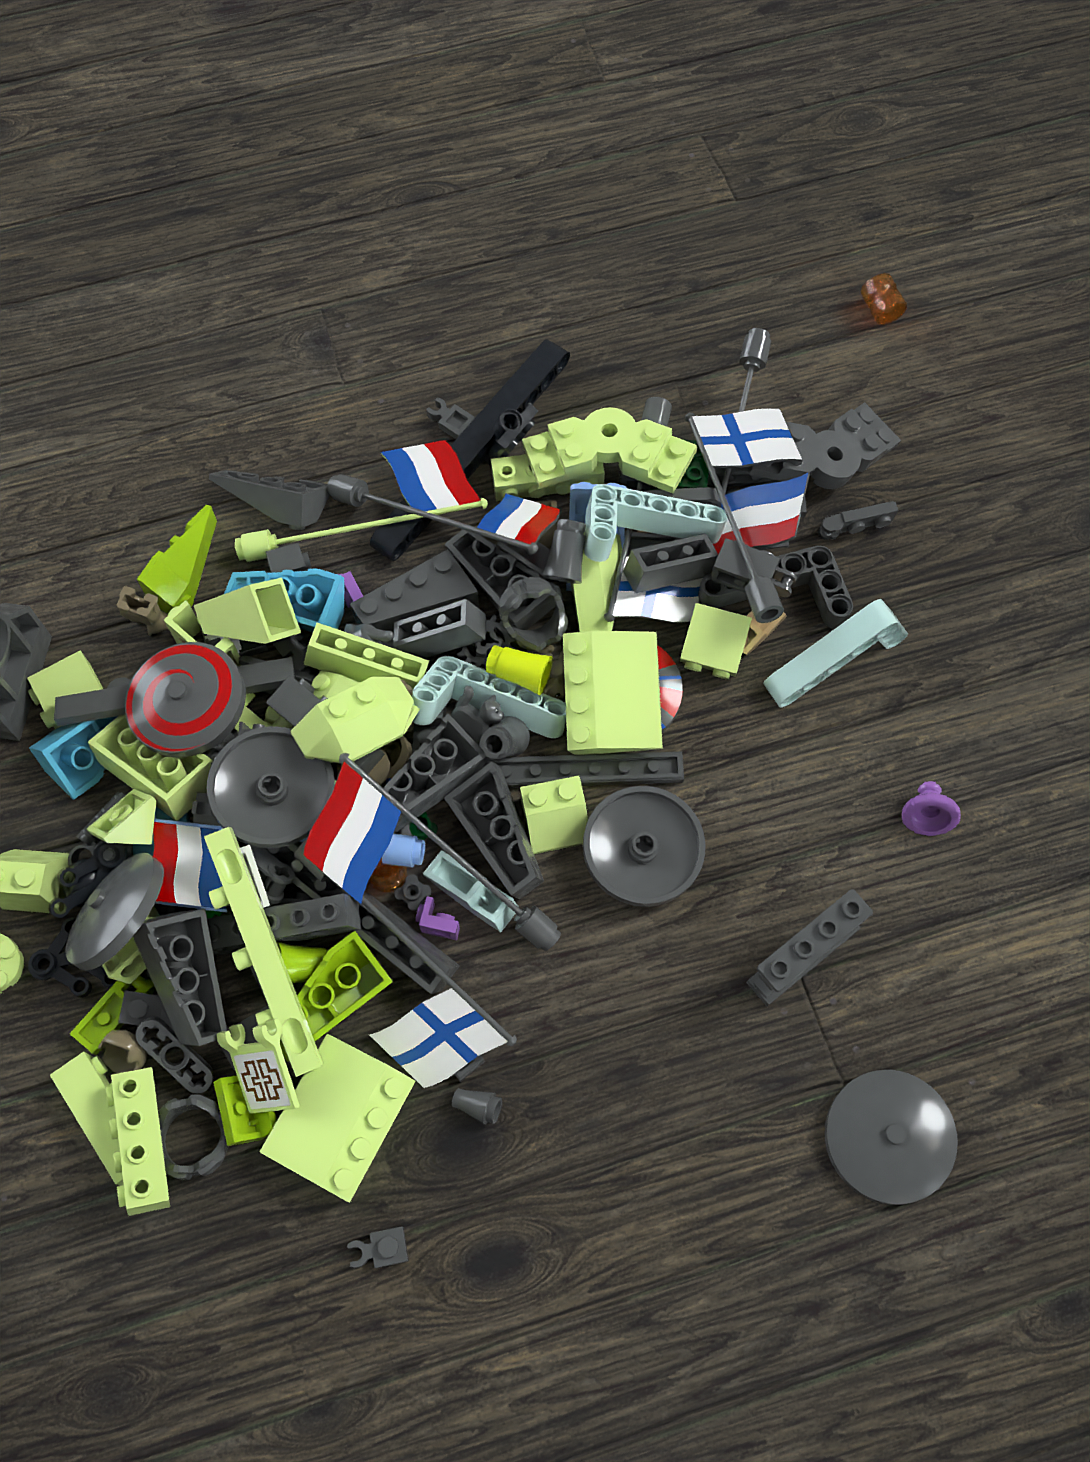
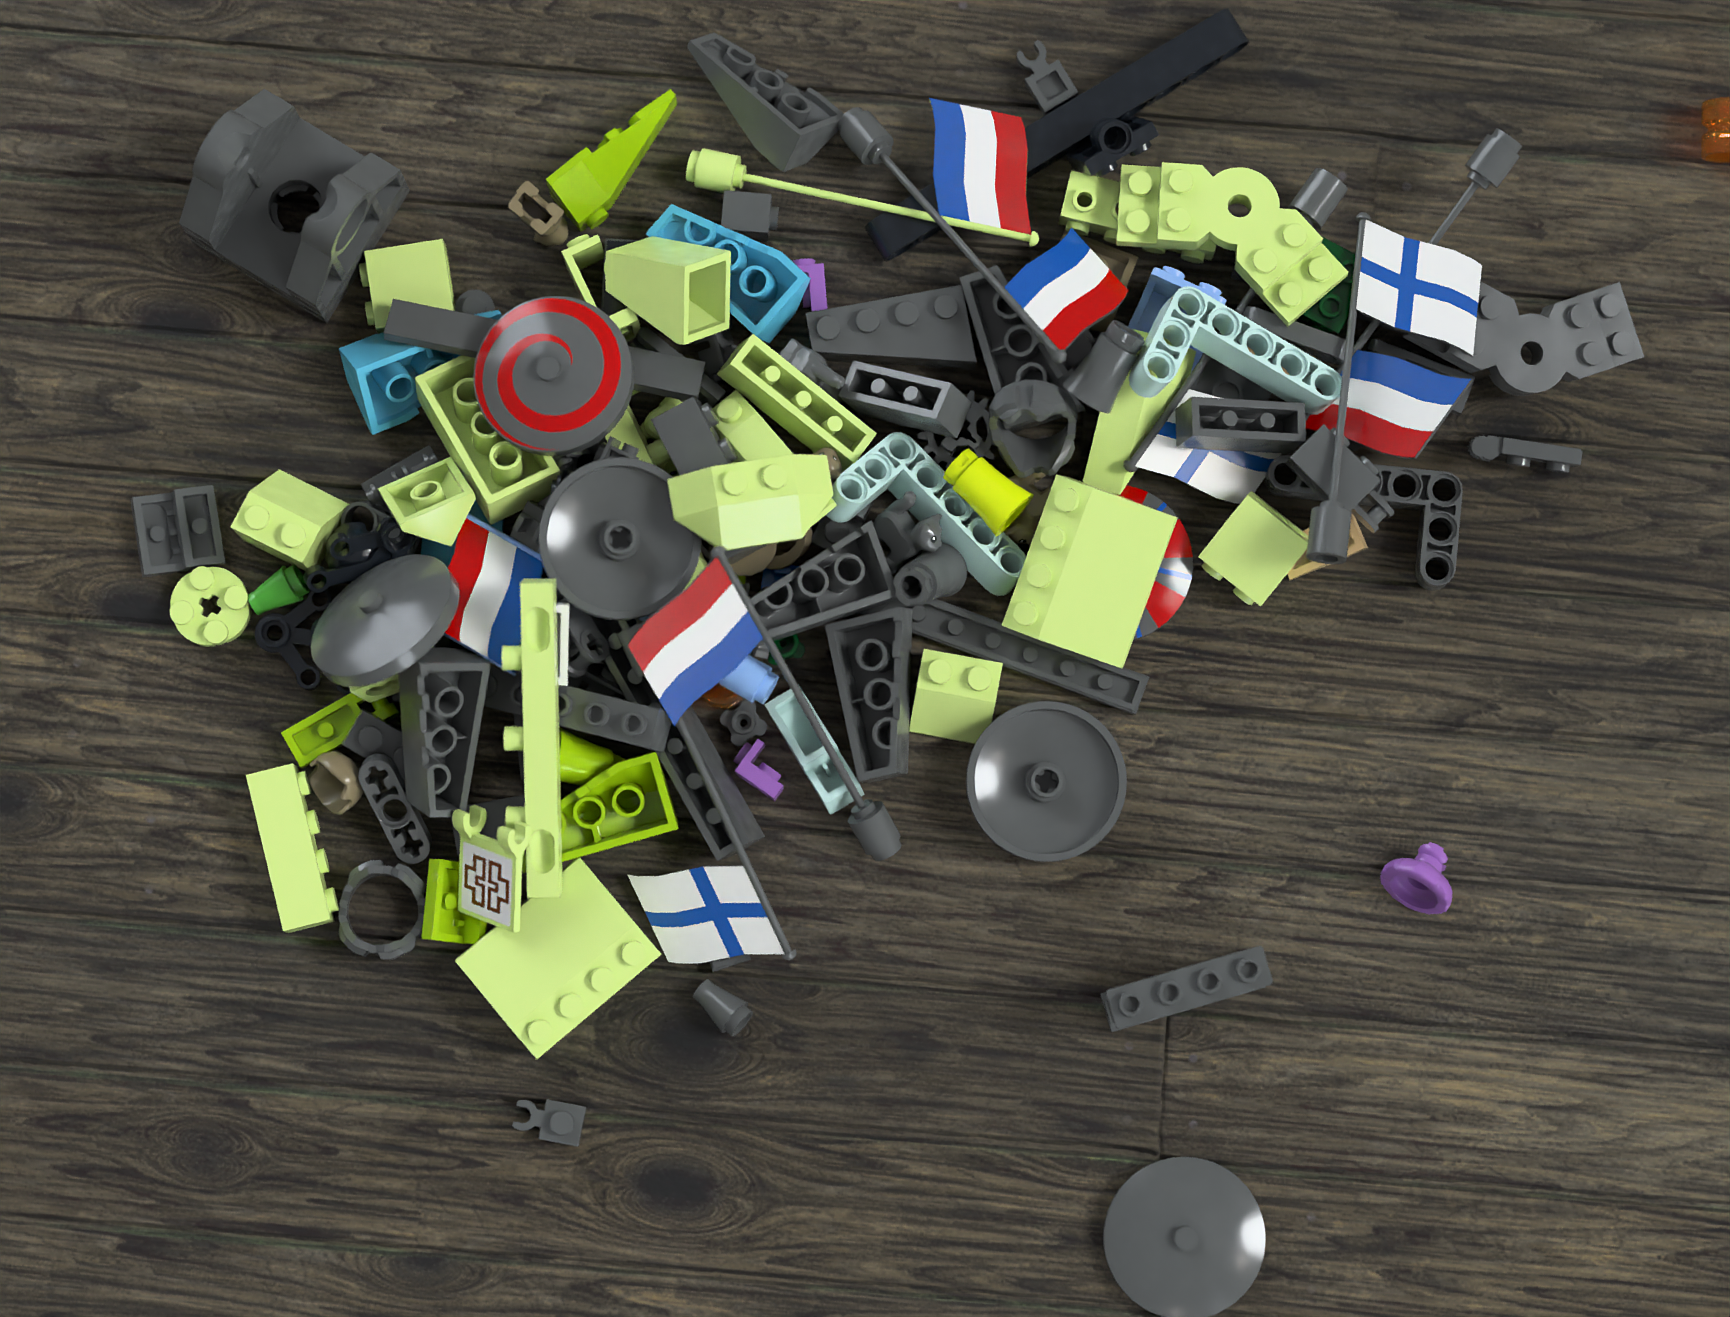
camera: 20 degrees right, 15 degrees up
(37, 932) = (280, 589): none -> bright green cone
(139, 1142) = (327, 895): yellowish green brick -> none
(834, 651) = (1456, 619): light aqua beam -> none

